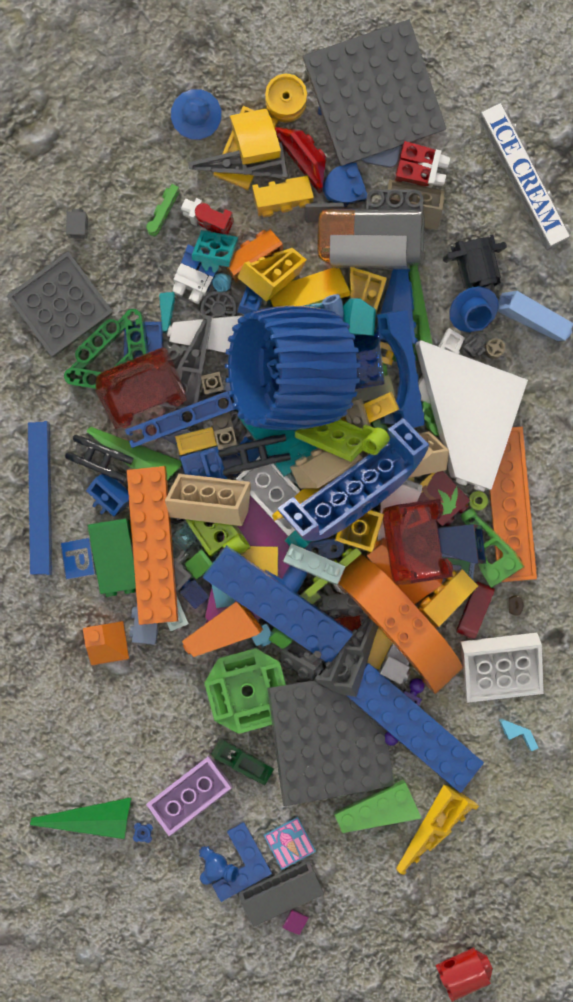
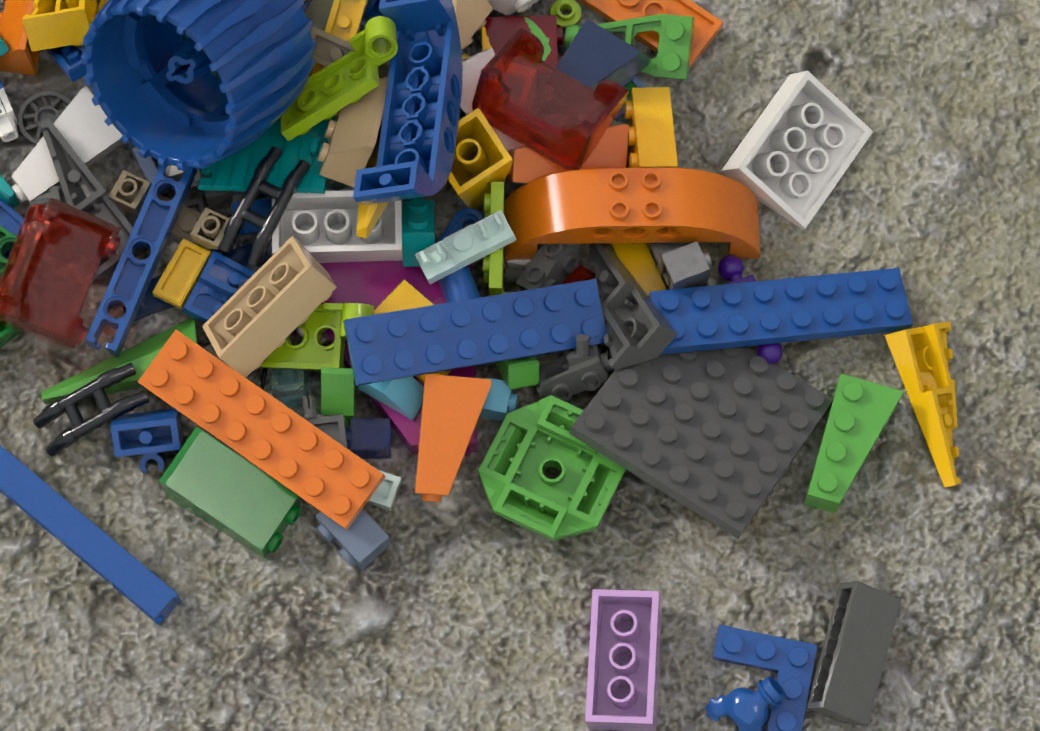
camera: 45 degrees left, 15 degrees down
(78, 558) = (191, 544): blue piece -> none
(106, 643) = (330, 604): orange slope -> none
(222, 282) = (19, 86): medium azure plate -> none
(242, 761) = (638, 559): dark green slope -> none
(289, 843) = (796, 591): tile -> none
(295, 922) = (906, 669): magenta slope -> none
(475, 610) = (699, 124): dark red beam -> none
(513, 730) = (884, 199): medium azure slope -> none
(516, 605) = (733, 72): dark brown piece -> none

